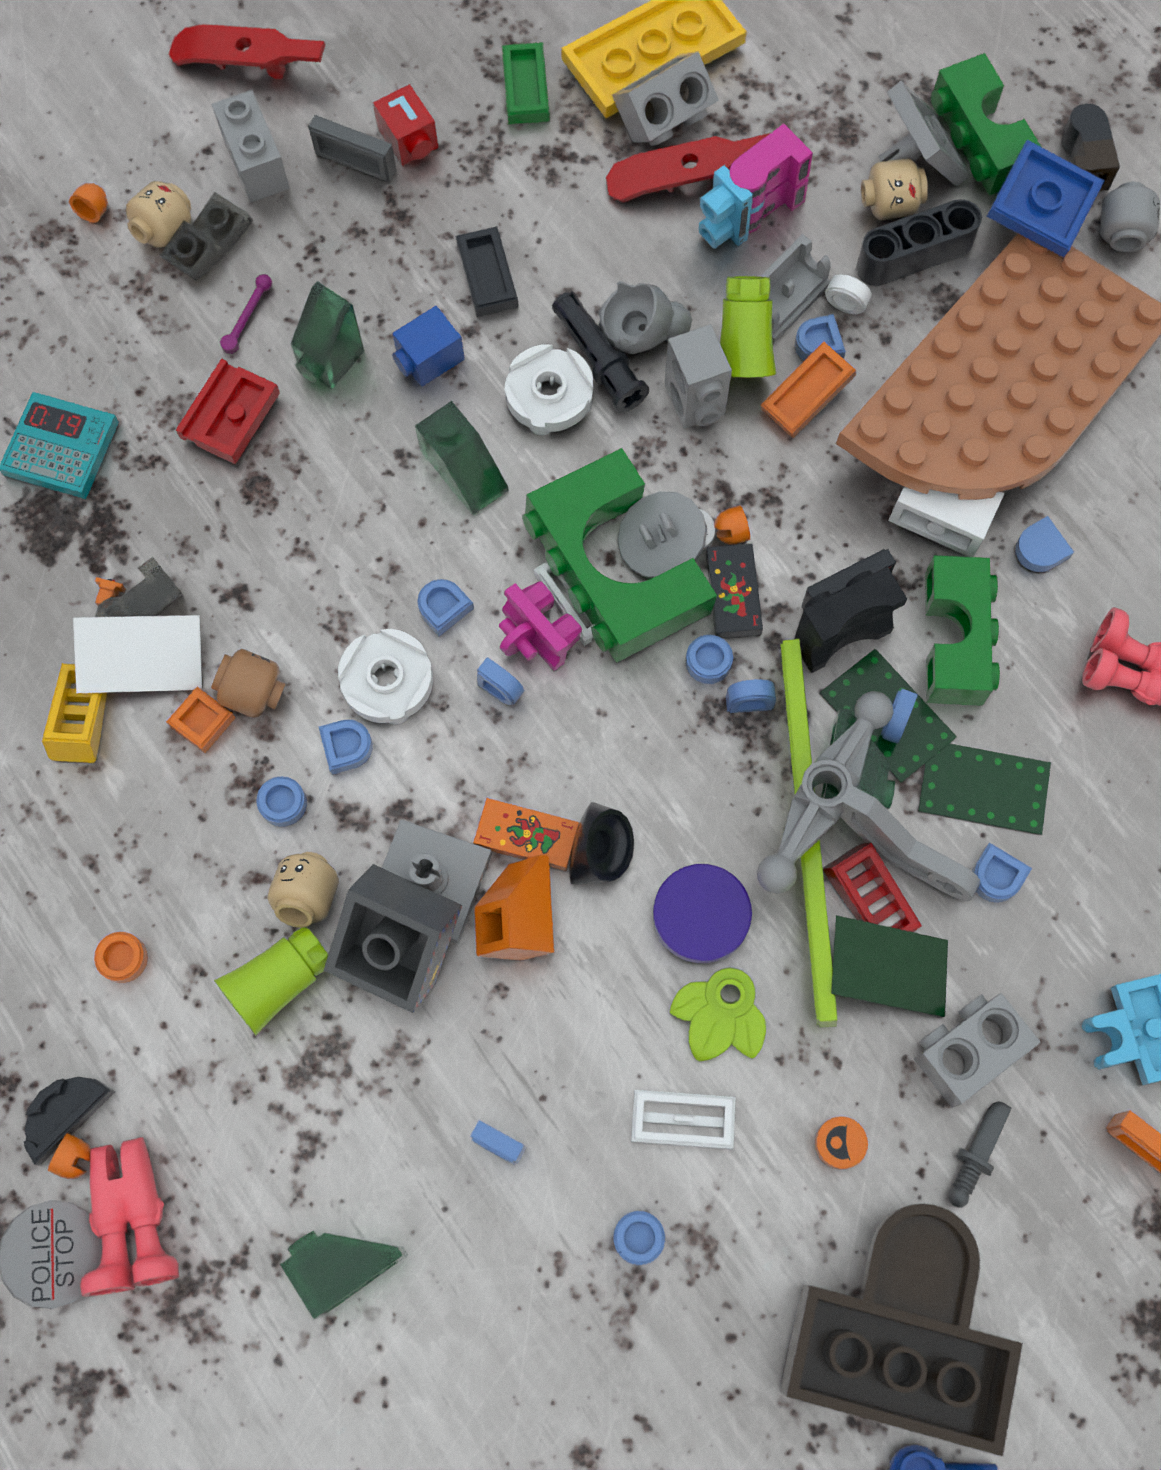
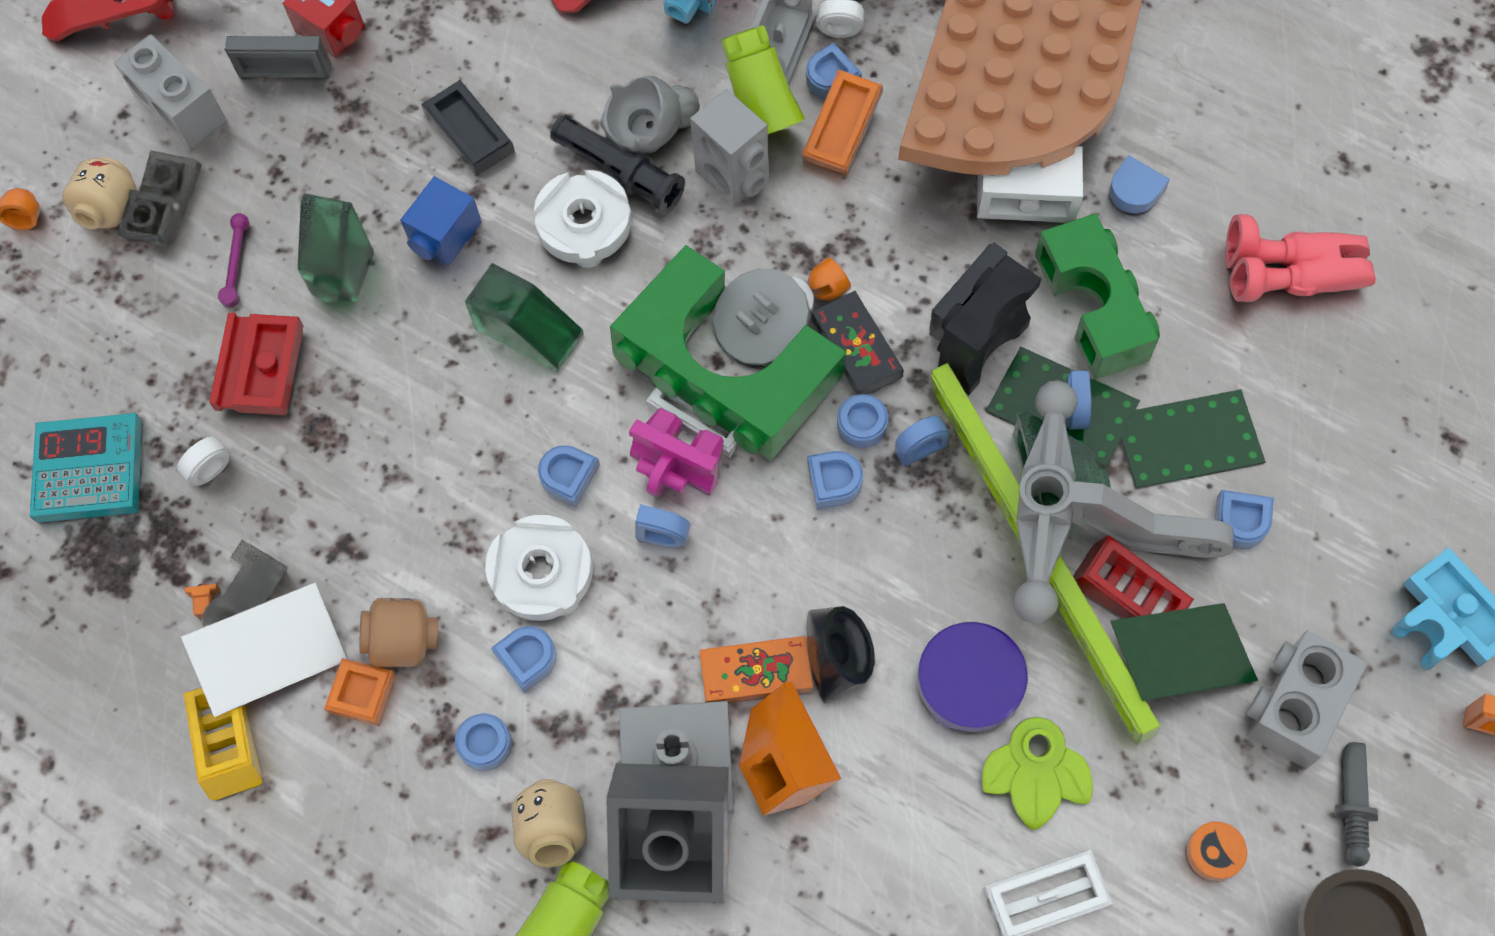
camera: 20 degrees left, 5 degrees down
(152, 477) = (203, 461): none -> white tile
(663, 699) = (834, 478): none -> medium blue tile

